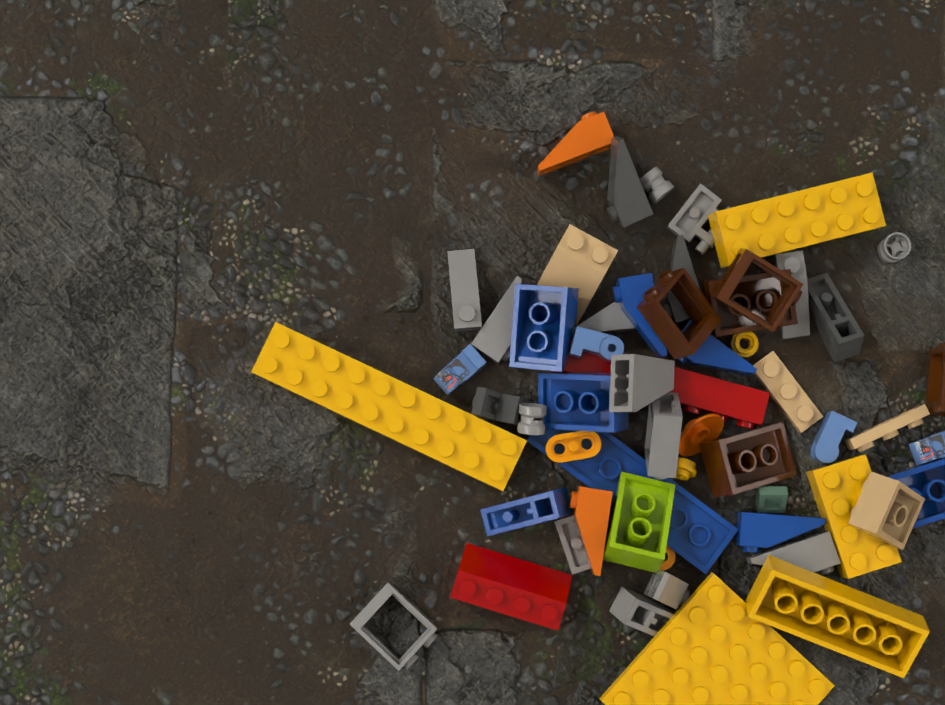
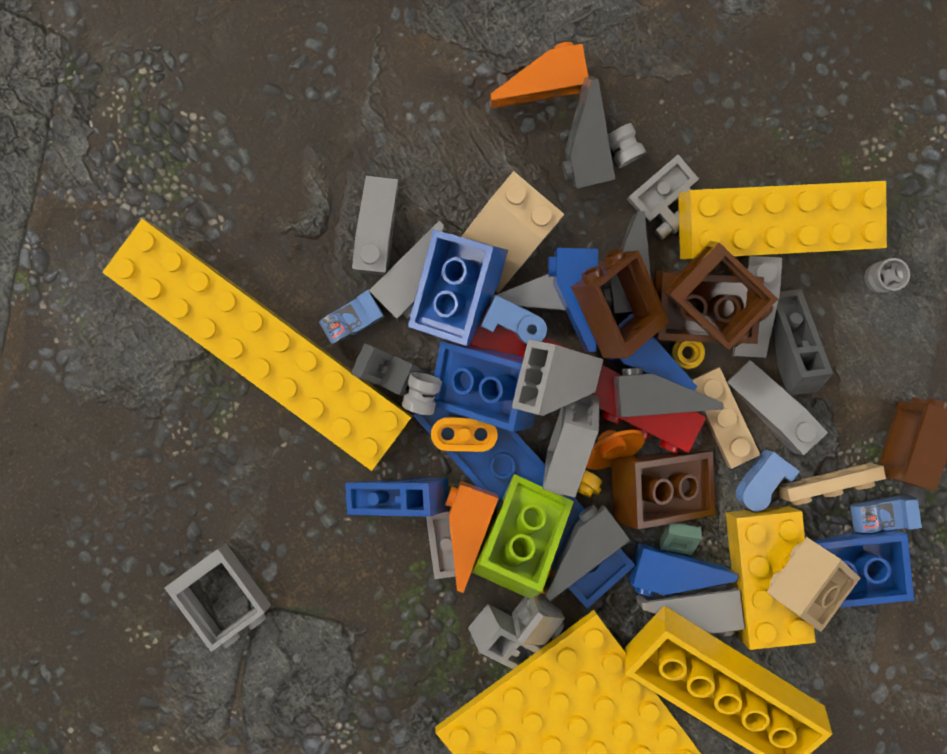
camera: 15 degrees right, 5 degrees up
(512, 586) = (361, 579): red slope -> none
(694, 517) = (589, 544): none -> dark grey slope
(723, 381) = (652, 395): none -> dark grey slope
(827, 375) = (777, 409): none -> light grey slope

